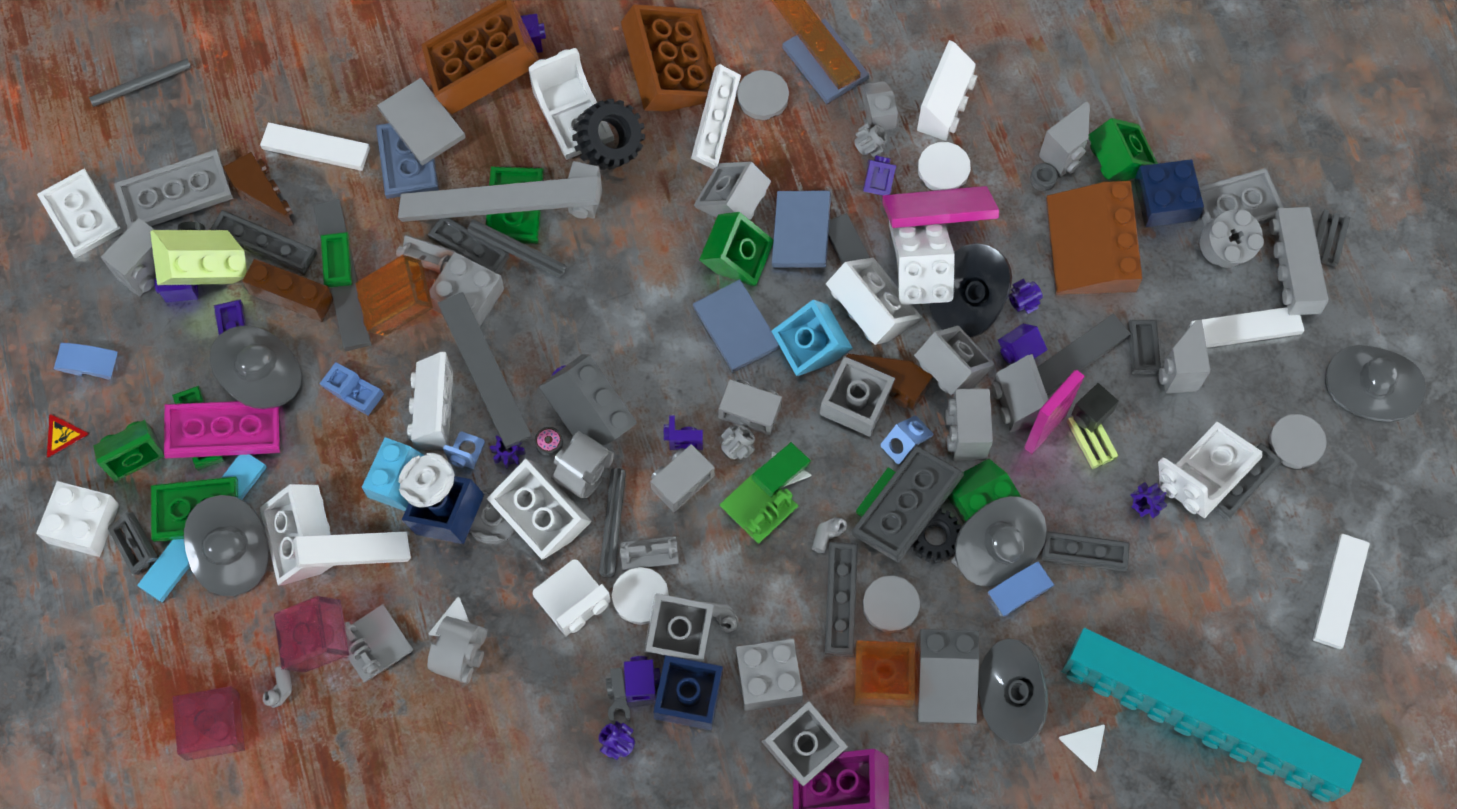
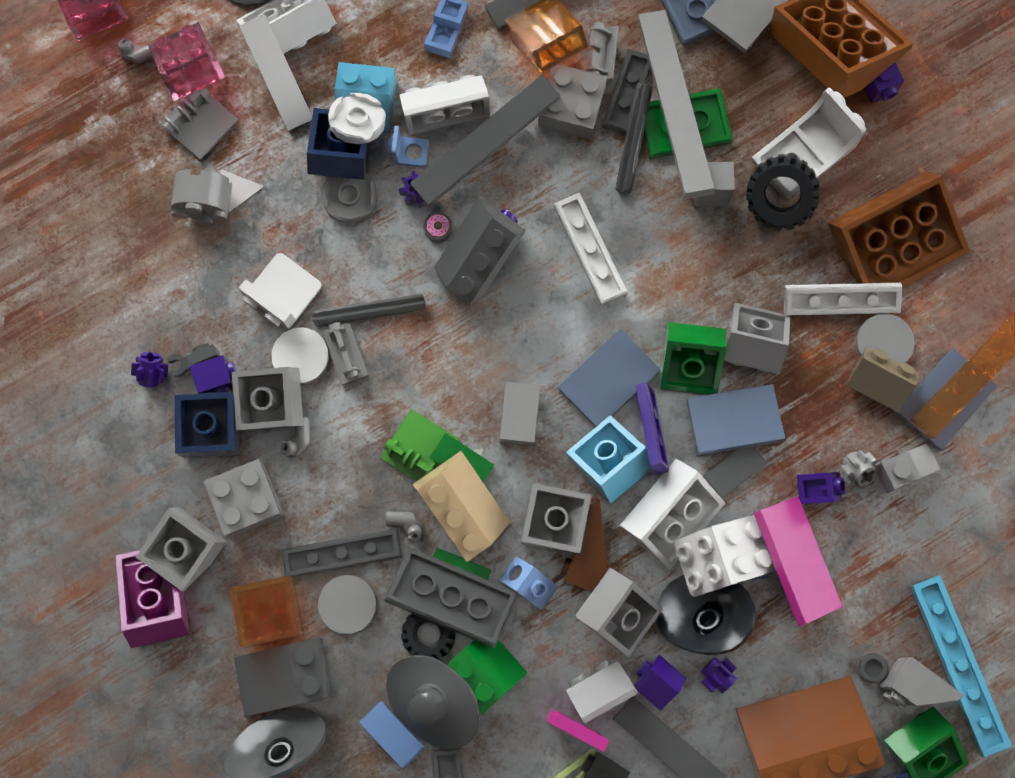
camera: 80 degrees right, 10 degrees up
(538, 509) = (360, 235): white slope -> none
(582, 465) = (412, 262): light grey brick -> none
(609, 313) = (590, 249): none -> white tile
(682, 438) = (472, 359): dark purple bracket -> none
(682, 477) = (428, 364): light grey brick -> none
(737, 442) = (478, 410): light grey gear -> none
(794, 295) = (652, 428): none -> dark purple tile
(797, 100) = (883, 378): none -> dark tan brick
(826, 476) = (462, 506): none -> tan slope
(944, 166) = (853, 555): white tile -> none
(947, 93) = (940, 539): white slope -> none
(970, 424) = (551, 643): light grey brick -> none
(1054, 107) = (961, 666): none -> medium azure plate

